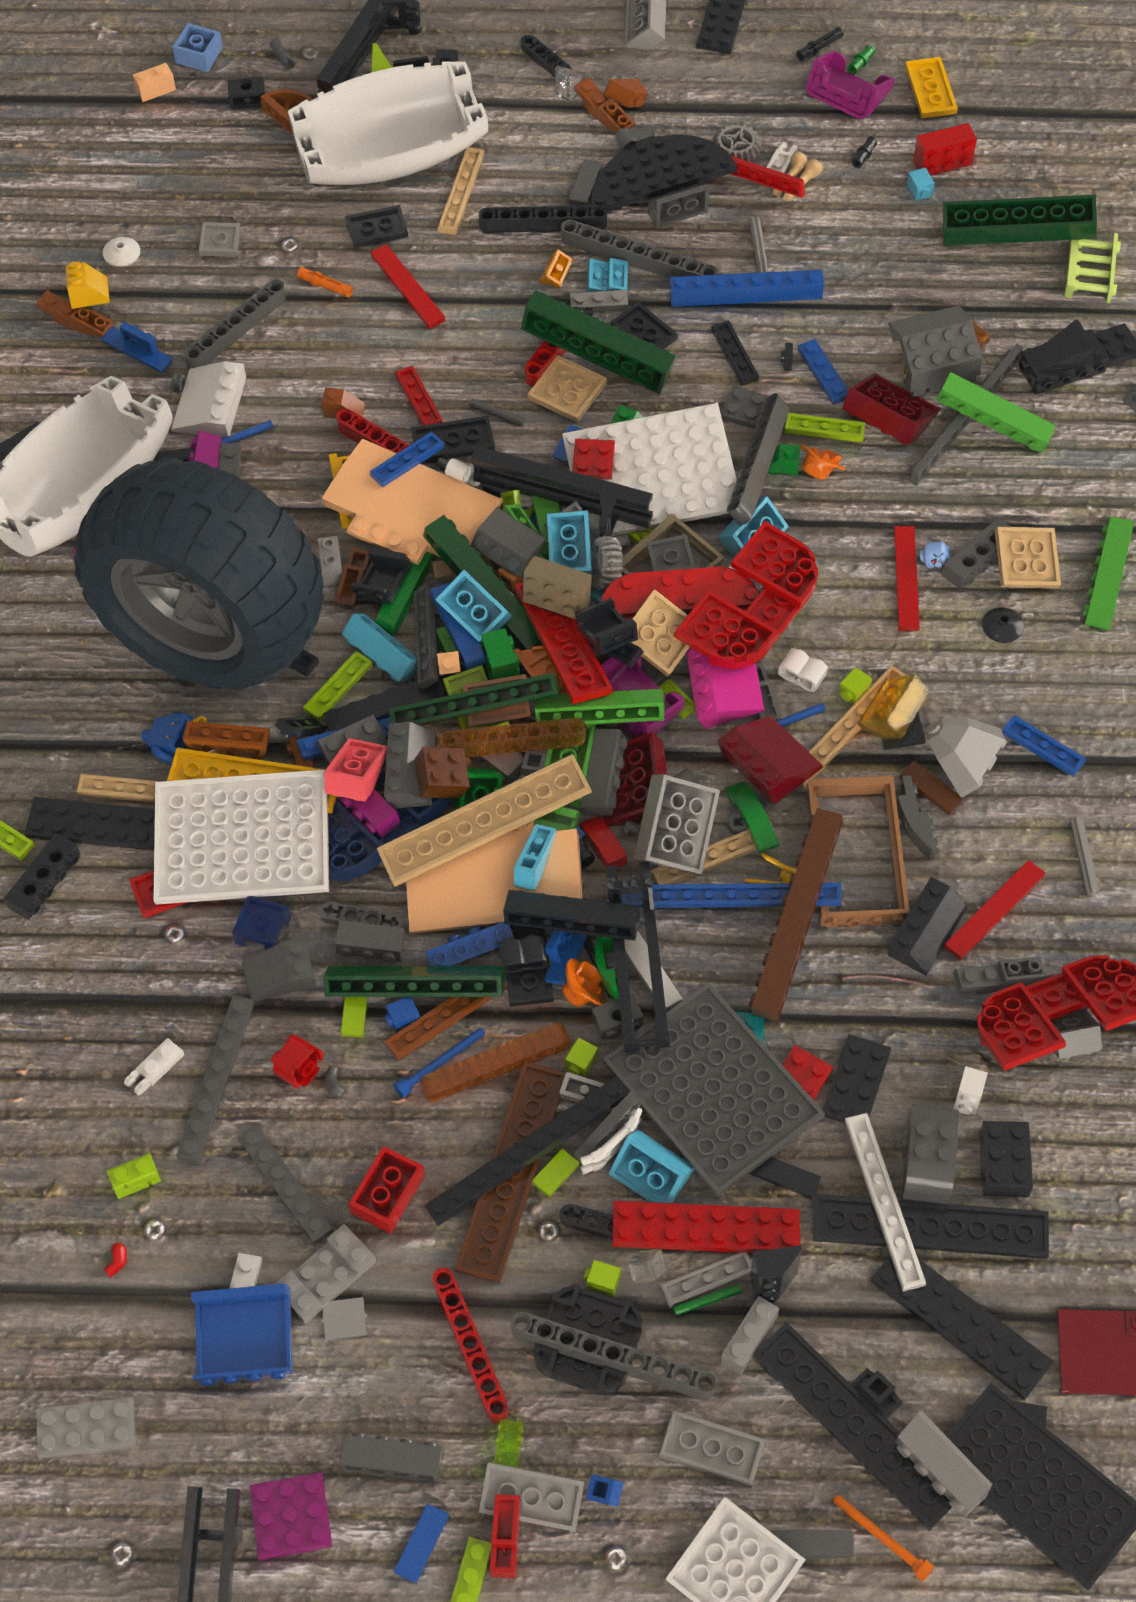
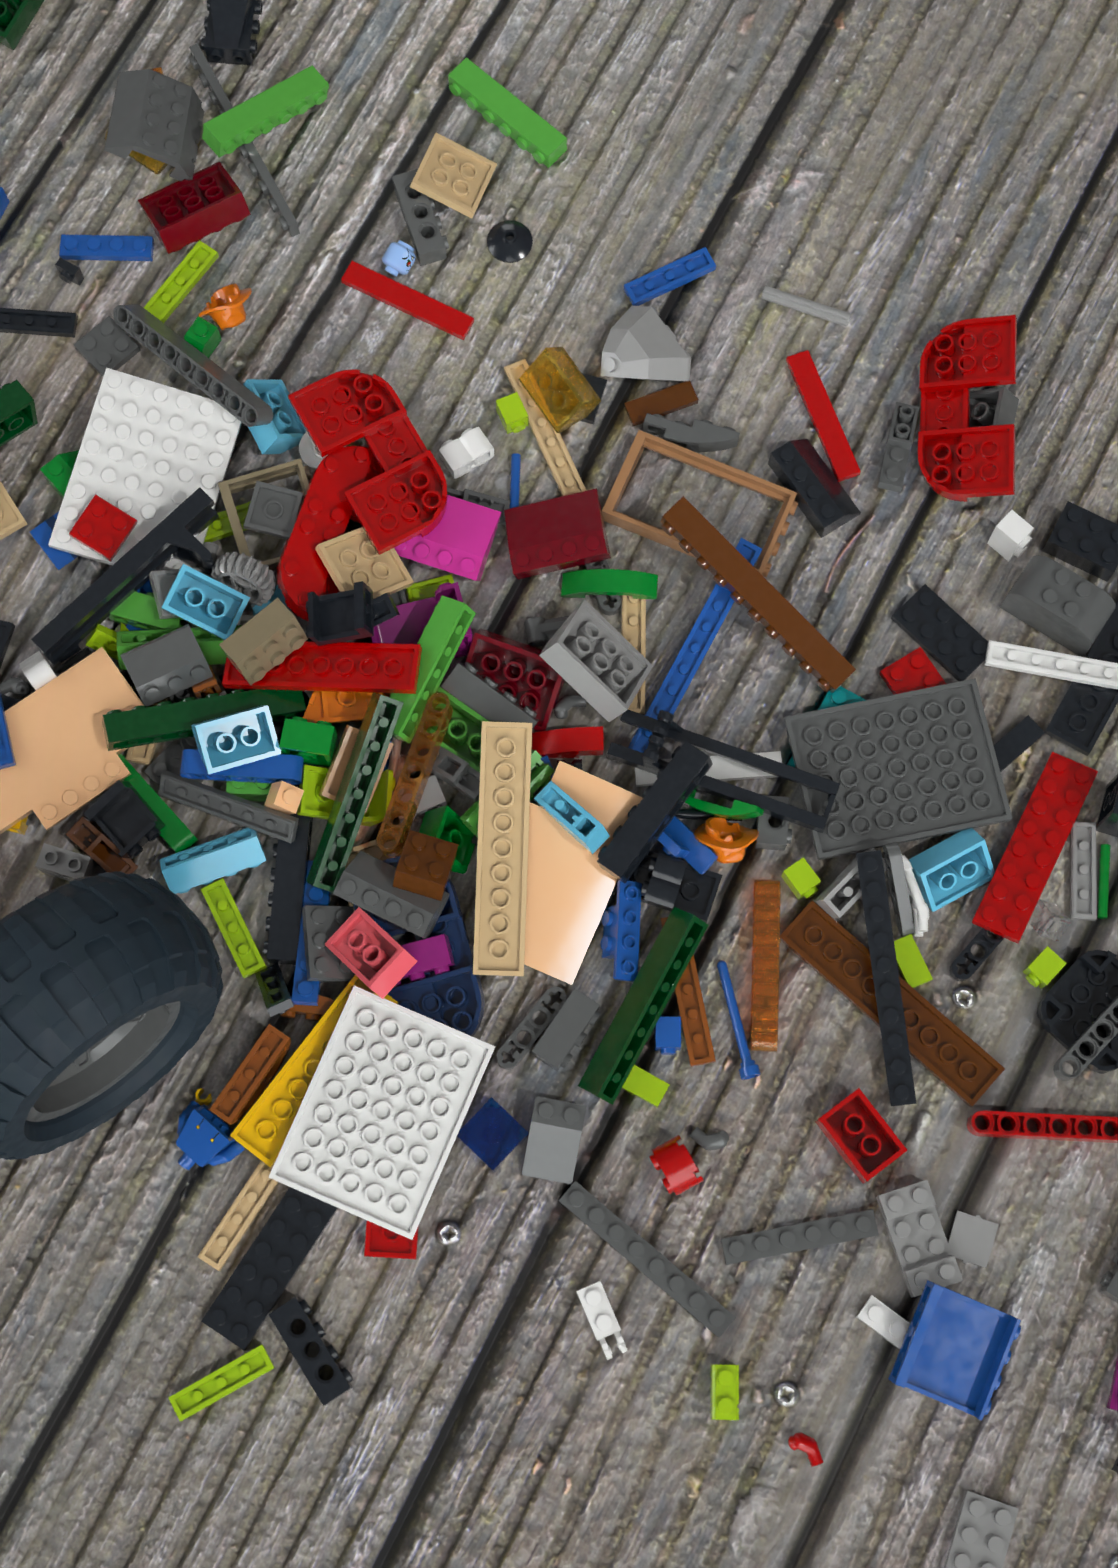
camera: 65 degrees left, 15 degrees up
(784, 875) = (692, 585): yellow plant -> none

